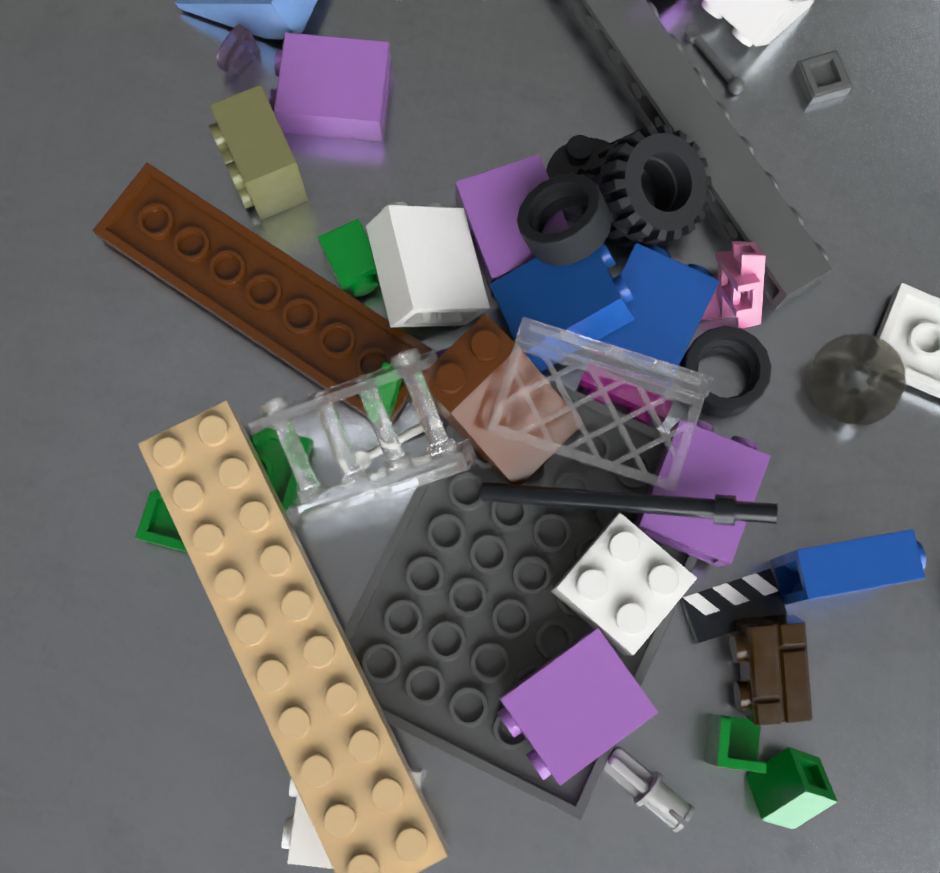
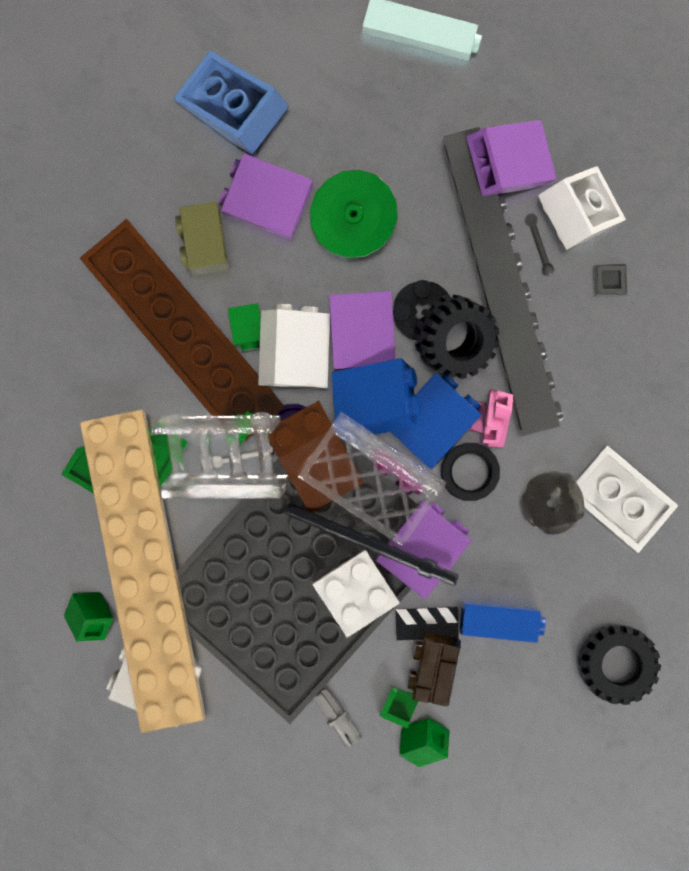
camera: 20 degrees right, 10 degrees up
(227, 741) = (88, 616): none -> green panel
(237, 51) = (206, 151): clear purple tile -> none
(457, 76) = (353, 213): none -> green piece
(552, 197) = (375, 335): black tyre -> none
(575, 707) = (304, 657): medium lavender brick -> none

